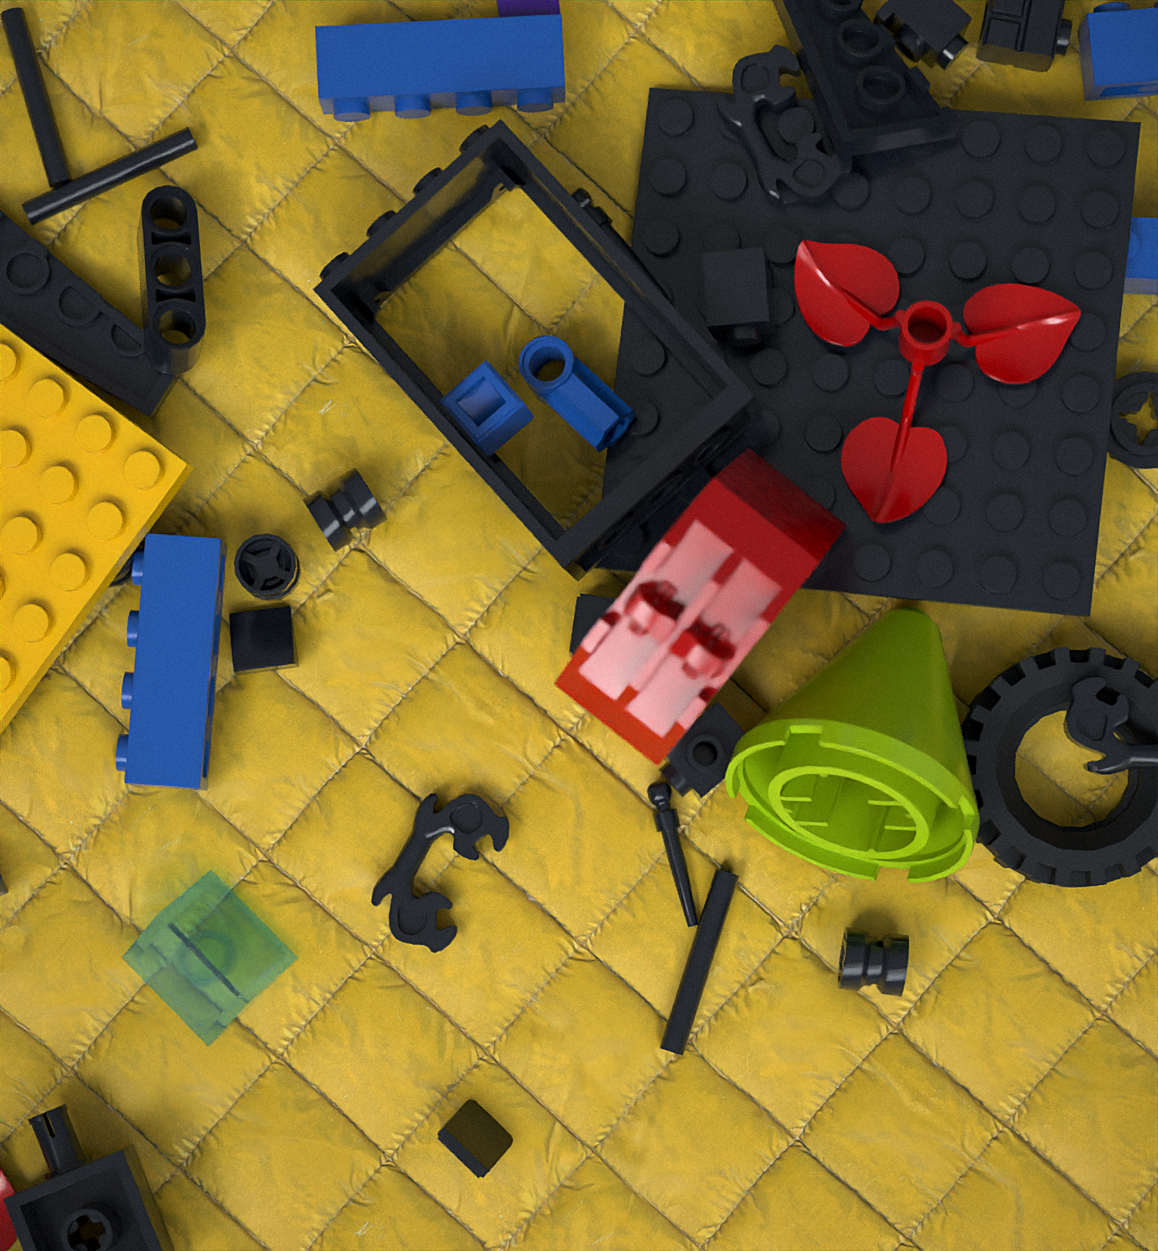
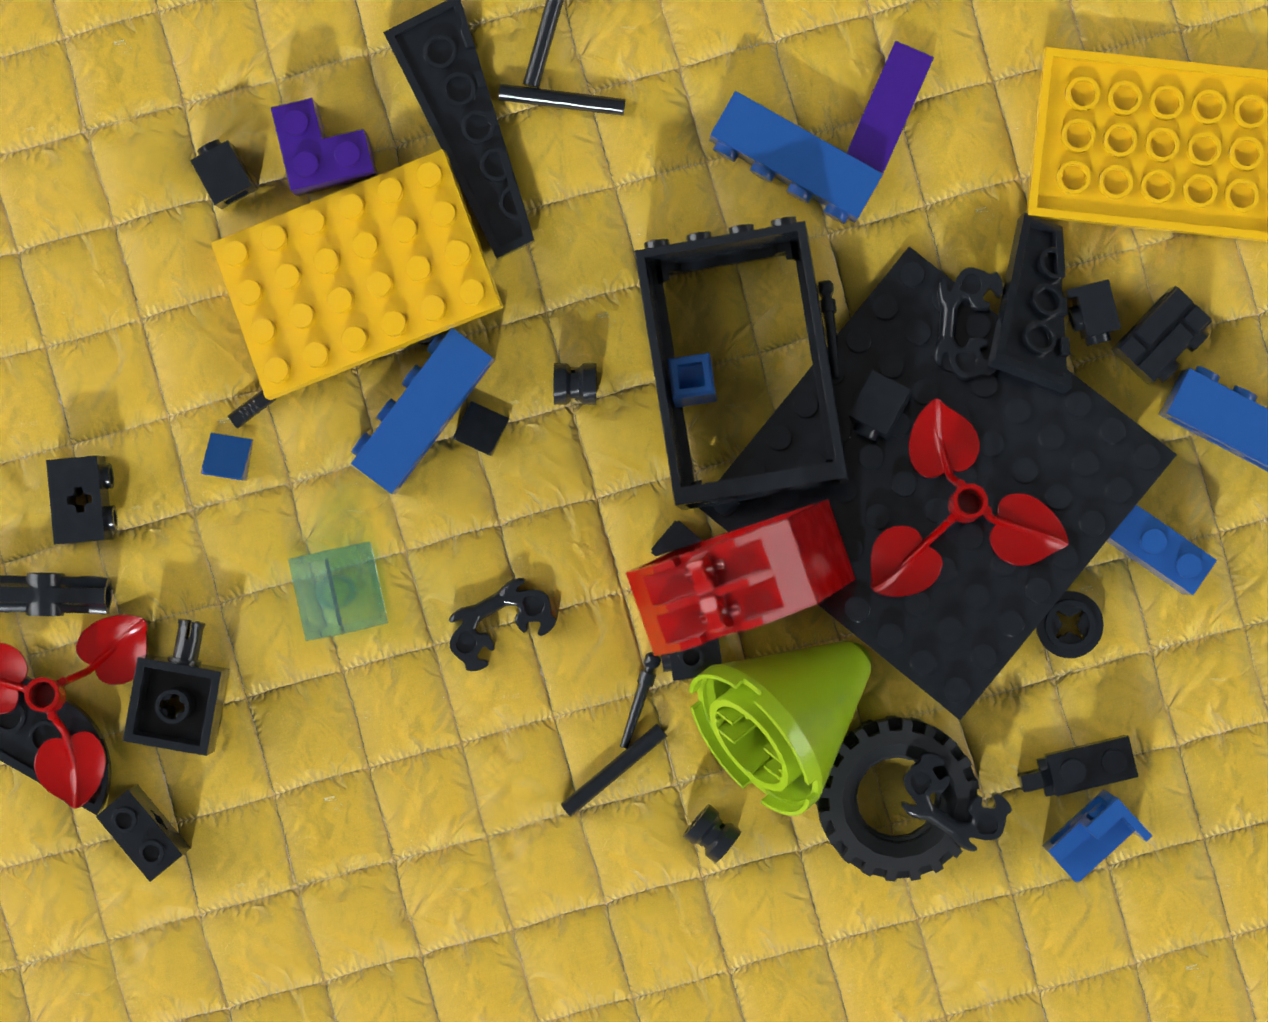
camera: 30 degrees right, 5 degrees up
(178, 254) = (571, 173): black beam -> none
(260, 559) = (504, 387): black wheel -> none
(475, 1138) = (423, 788): slope -> none
(576, 394) = (750, 403): blue piece -> none

